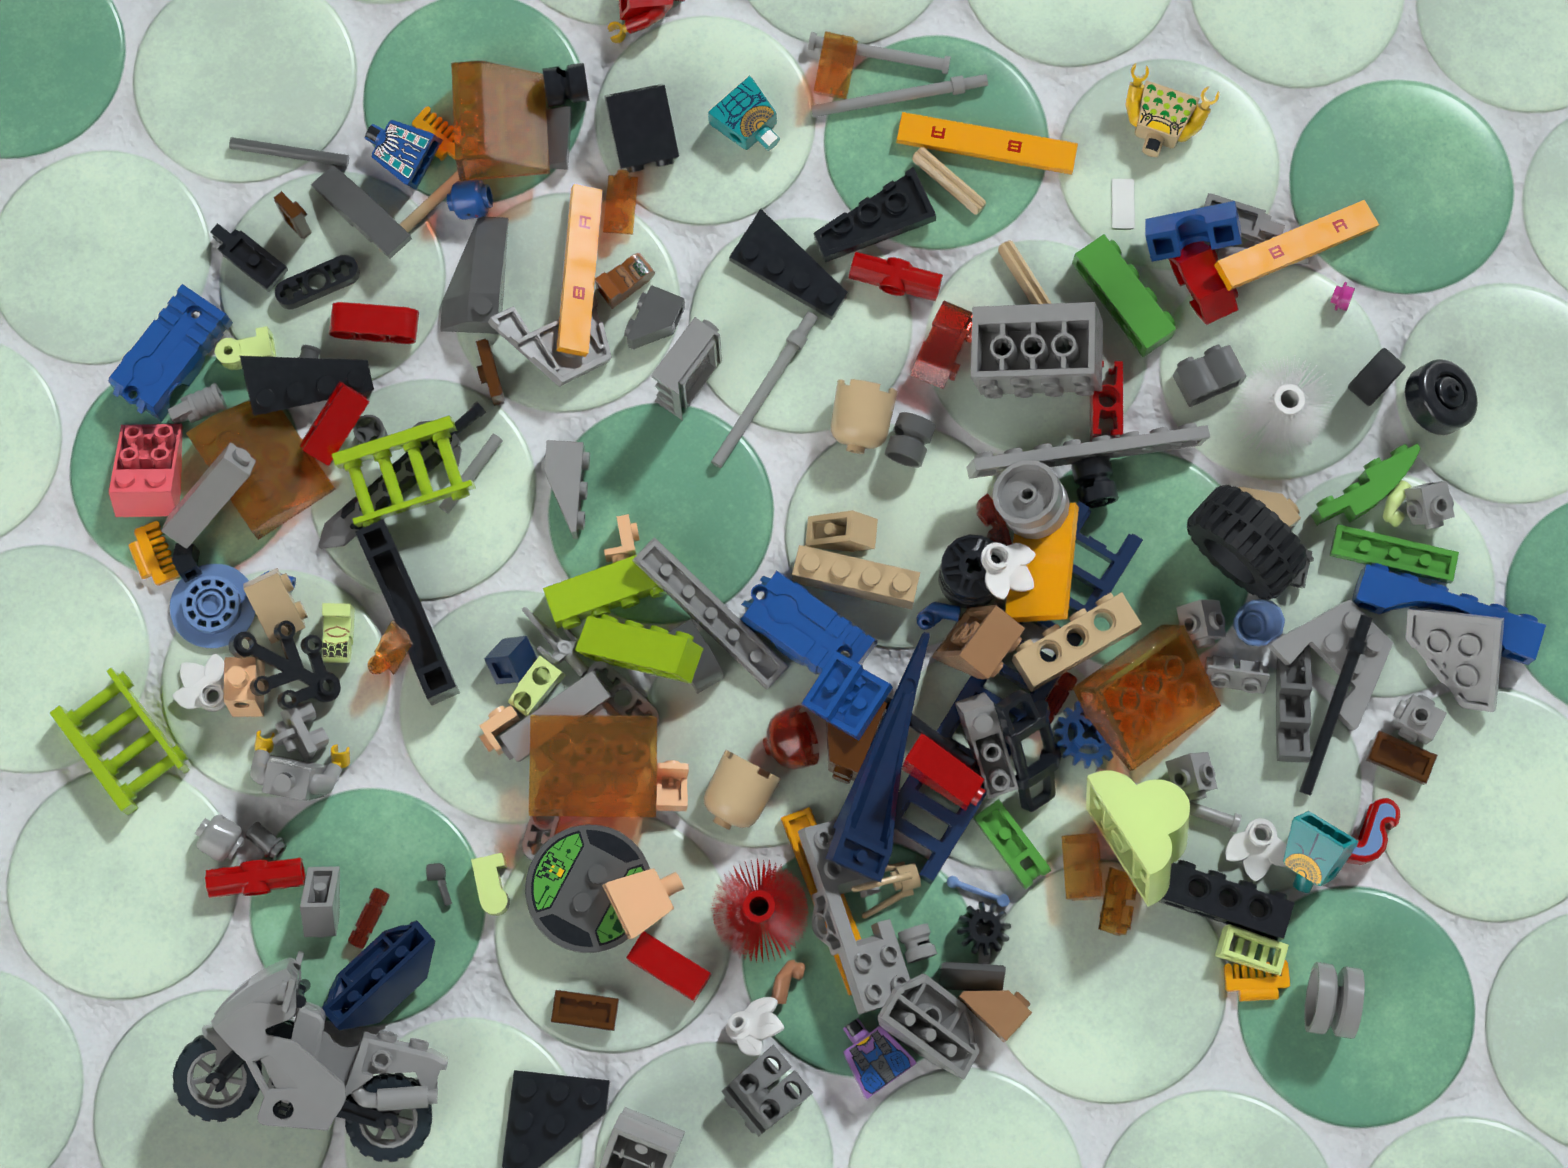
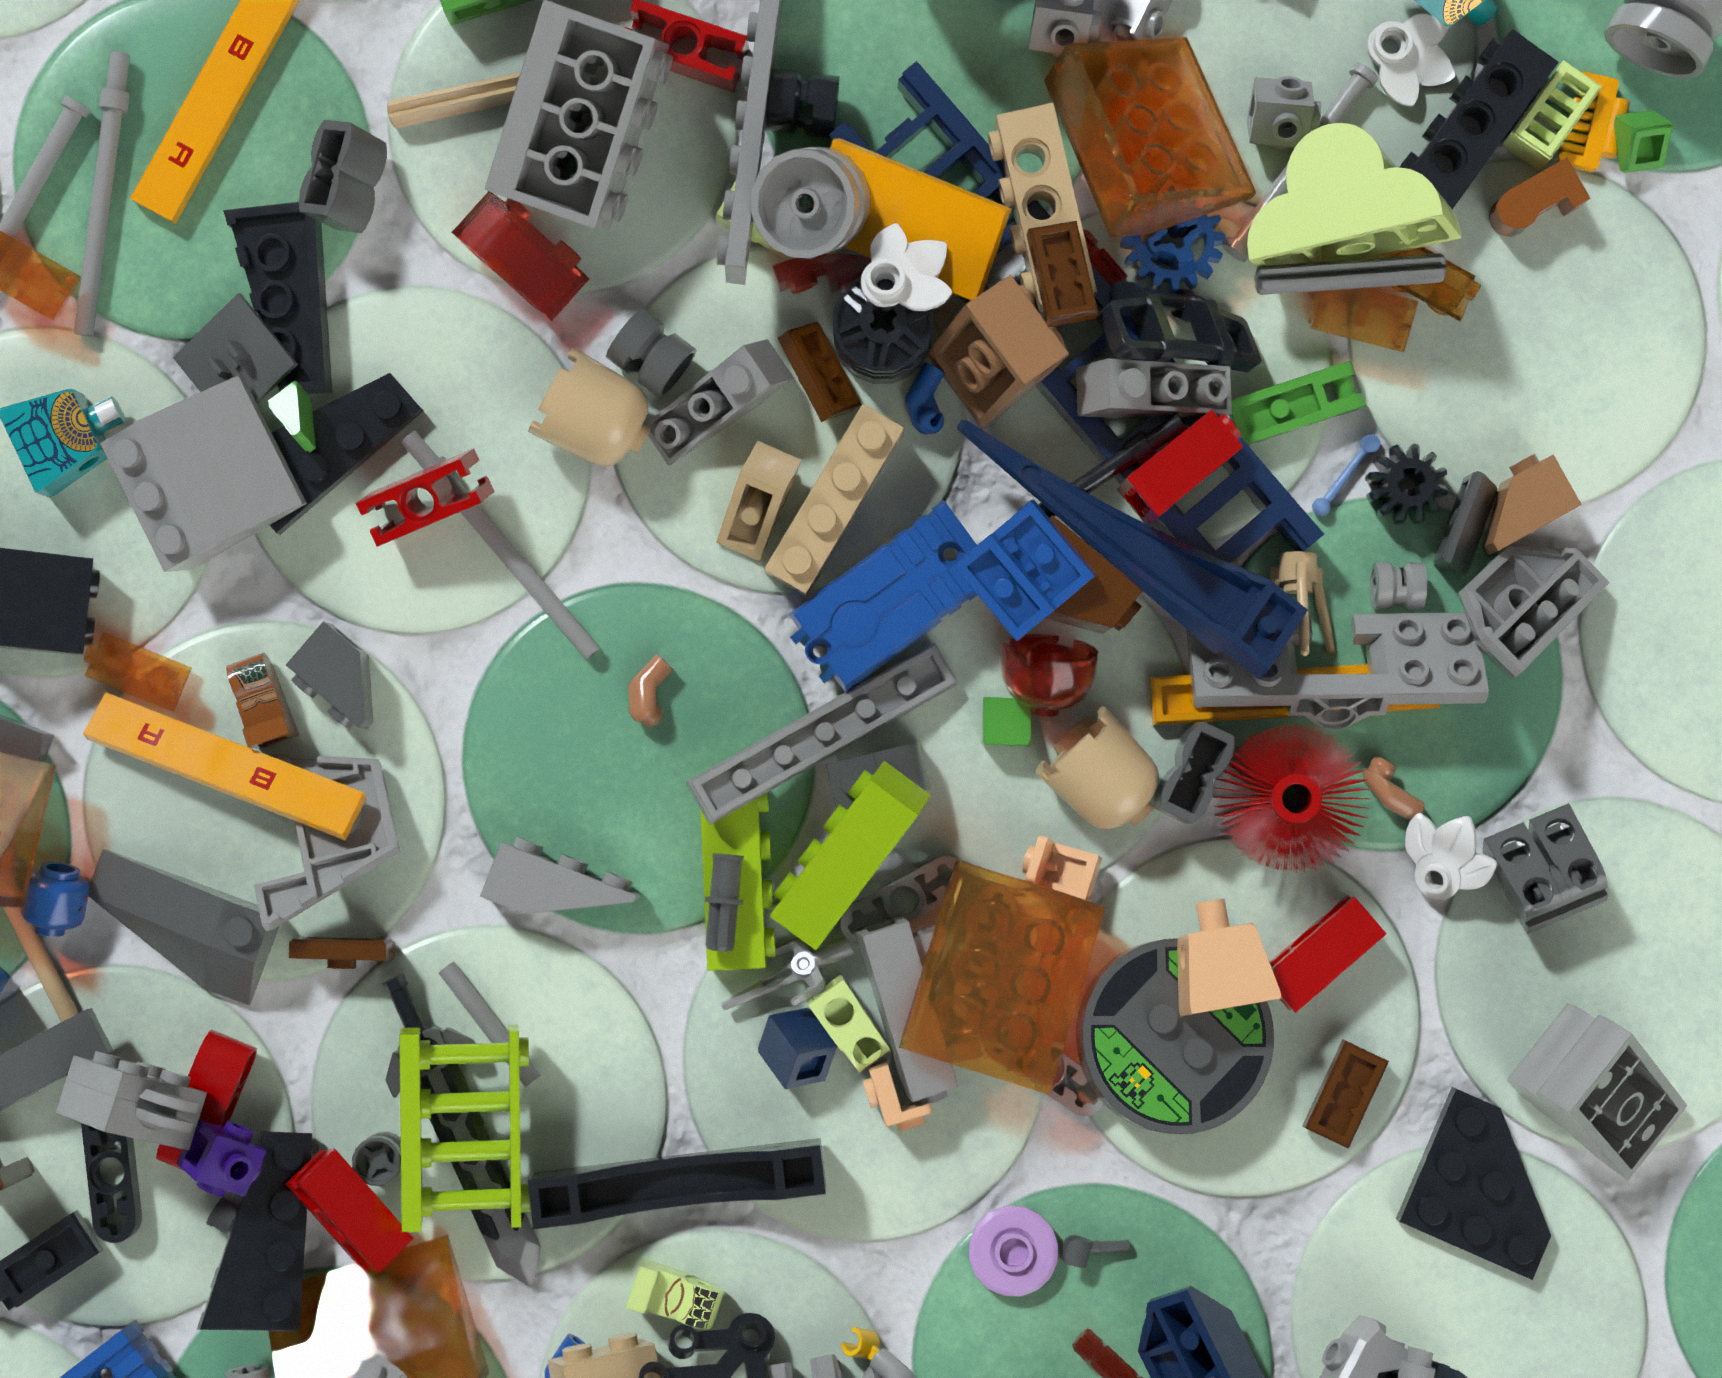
camera: 75 degrees left, 10 degrees up
(229, 349) = (189, 1295): yellowish green leg -> none
(345, 338) = (222, 1158): none -> dark purple brick
(365, 276) = (132, 1099): none -> light grey brick
(390, 650) = (729, 1223): clear orange hinge -> none
(424, 832) = (1013, 1250): none -> lavender wheel
(489, 885) = (1136, 1179): yellowish green leg -> none
(587, 583) = (723, 902): none -> dark grey axle
(628, 536) = (662, 817): light nougat bracket -> none
(687, 366) = (435, 648): light grey window -> none
(702, 500) = (642, 692): none -> nougat arm
(745, 845) = (1189, 785): none -> dark grey brick
(749, 203) = (203, 474): none -> light grey slope
(752, 725) = (1005, 722): none -> bright green slope
(784, 341) = (413, 510): none -> red piece
(803, 244) = (295, 412): none -> slope
(825, 201) = (236, 345): none -> dark grey piece
(874, 1057) = (1543, 700): torso -> none
(895, 276) = (389, 292): red piece -> none
(896, 490) = (718, 400): none -> light grey slope
(932, 543) = (819, 371): none -> reddish brown plate
(949, 180) = (258, 166): tan axle -> none
(955, 227) = (342, 176): none -> dark grey brick
(1036, 659) = (1062, 273): none -> reddish brown plate
(1102, 846) = (1350, 274): none -> dark grey axle
(1195, 954) = (1526, 201): none -> dark orange leg
(1255, 1013) = (1642, 140): none -> bright green slope

